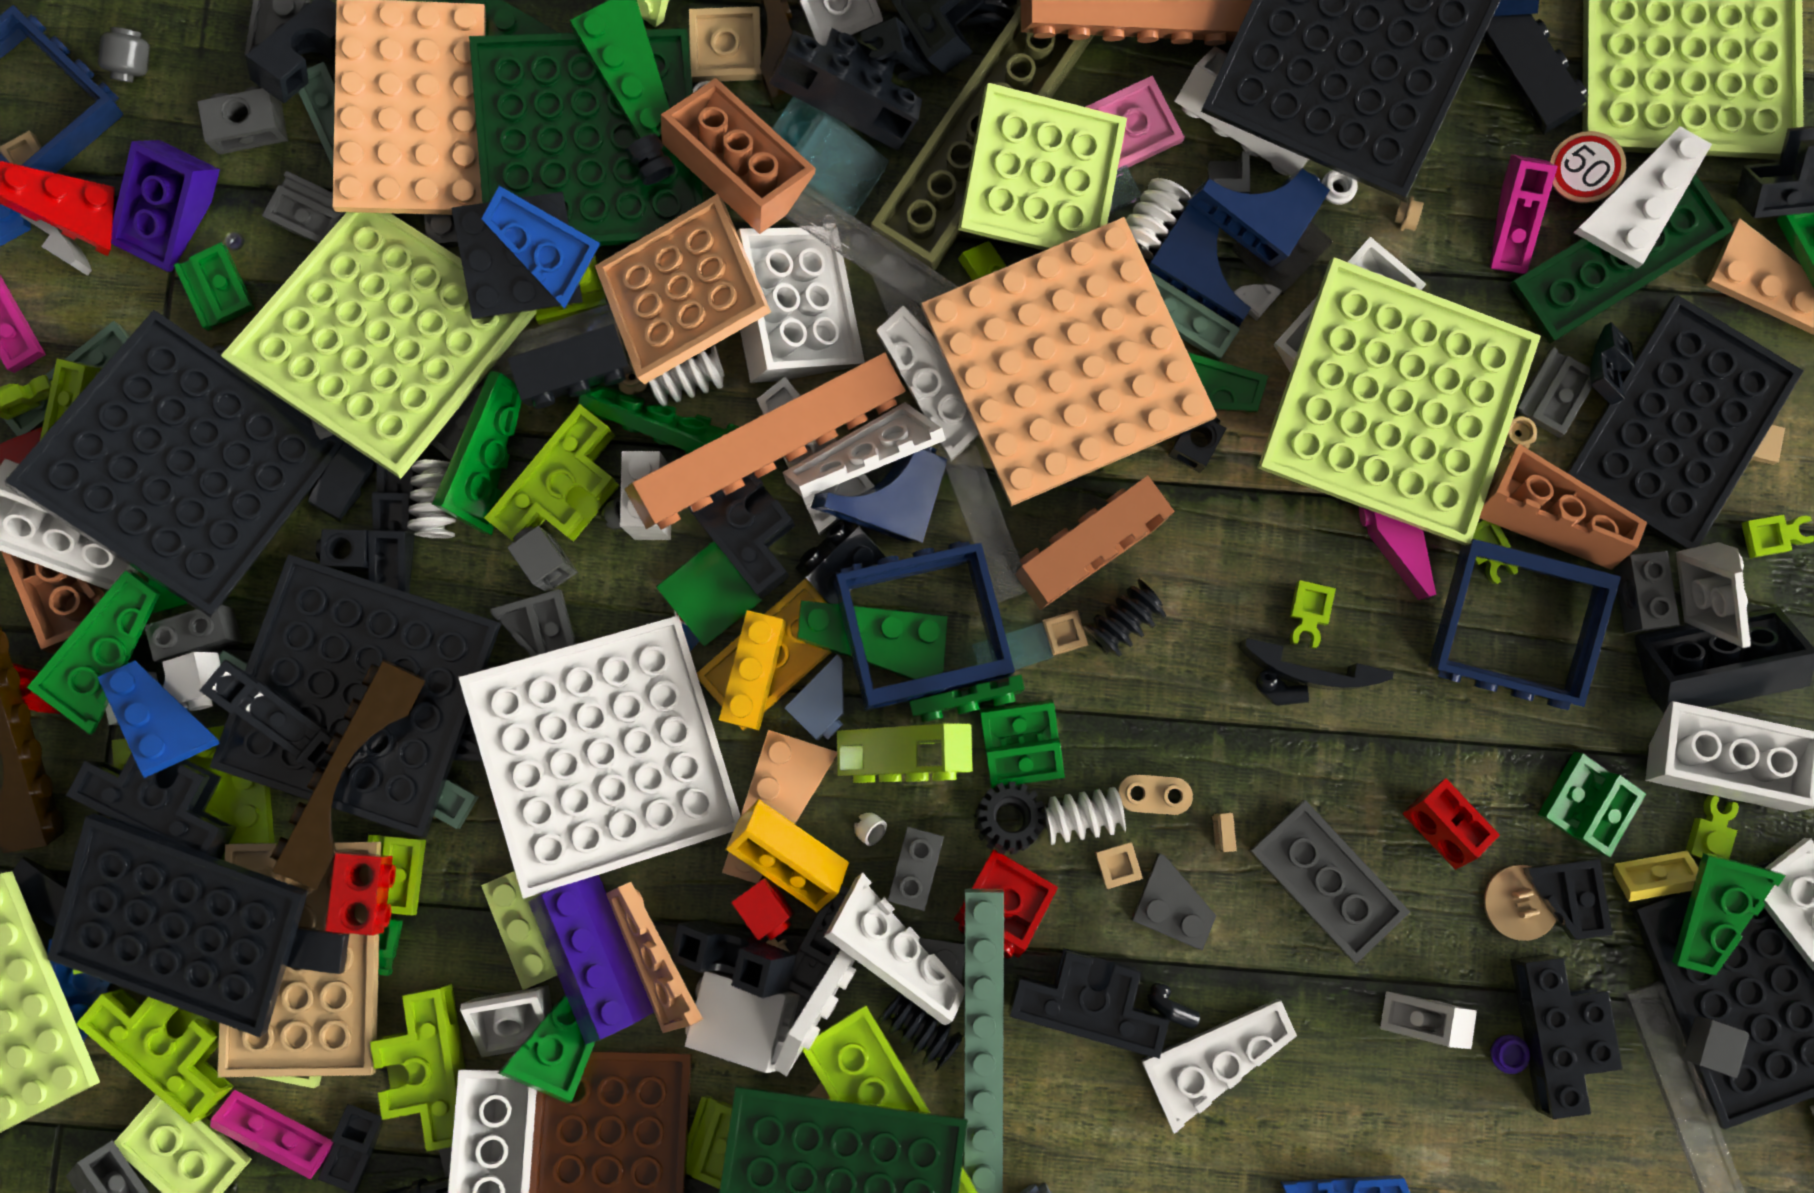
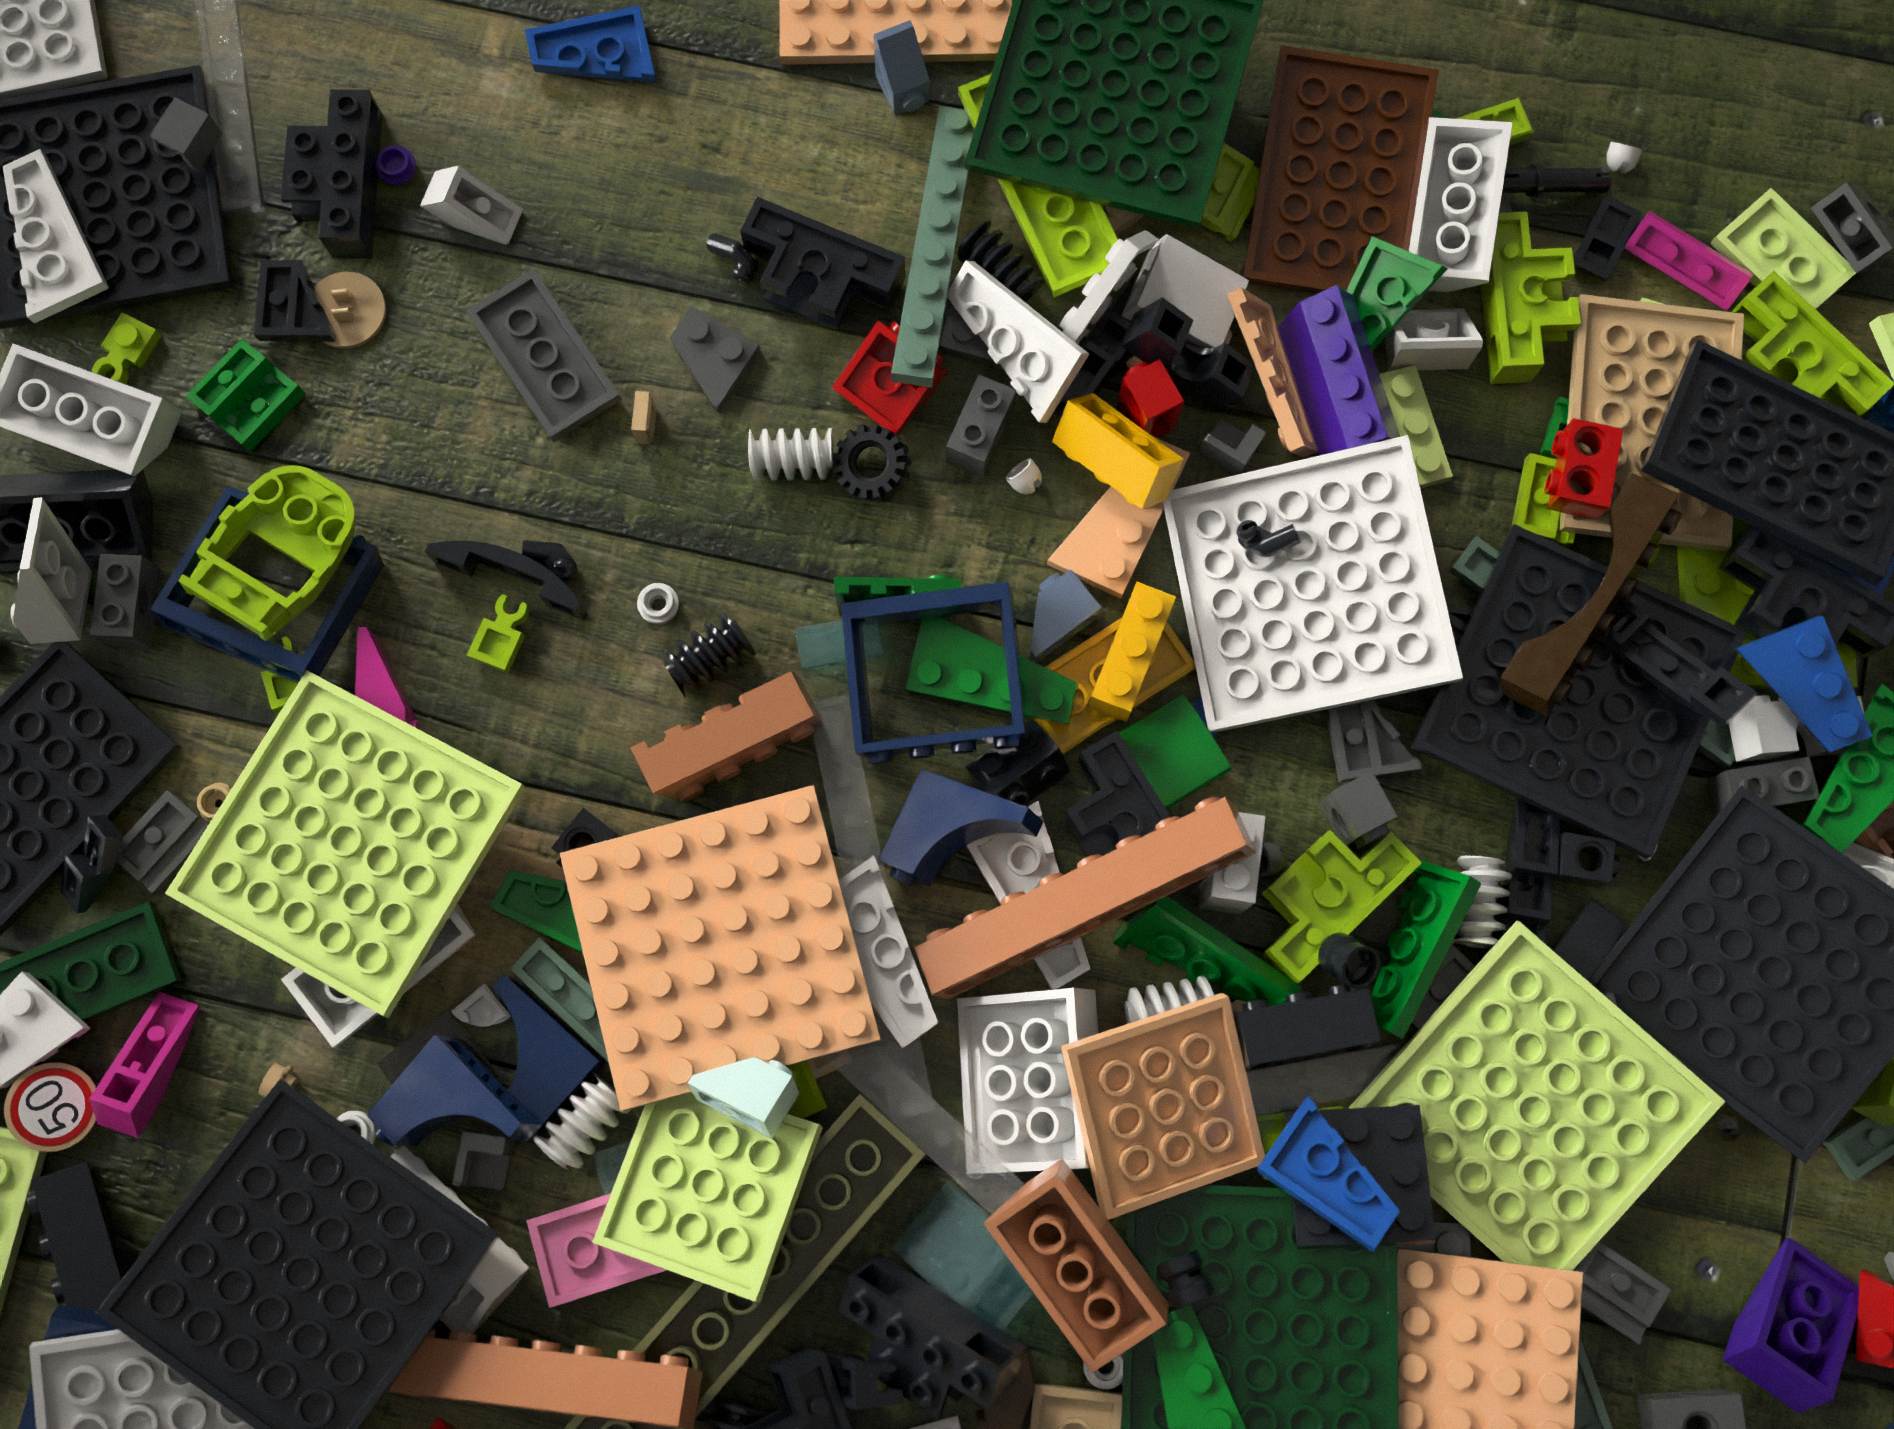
camera: 175 degrees left, 5 degrees down
(214, 286) = (1732, 1208): green plate -> none
(319, 950) = (1634, 414): black slope -> none
(540, 423) = (1349, 960): none -> black wheel
(643, 784) = (1265, 542): none -> black arm
(684, 885) = (1231, 447): none -> dark grey panel
(865, 449) = (955, 885): white wing -> none
(895, 752) = (972, 534): lime piece -> none
(1020, 241) = (748, 1092): none -> light aqua slope
(1022, 743) = (844, 540): green slope -> none
(1065, 632) = (777, 654): tan tile -> none
(1118, 865) = (763, 401): tan plate -> none
(1155, 794) = (709, 470): tan plate -> none
(1186, 655) = (649, 595): none -> white plate
(1217, 1059) = (696, 200): white wing -> none
(1451, 824) = (401, 388): red brick -> none
(1511, 682) = (292, 513): none -> lime slope
(1559, 510) = (195, 700): nougat wedge -> none
(1656, 875) = (196, 311): light yellow plate -> none
(1719, 909) = (144, 261): green wing -> none

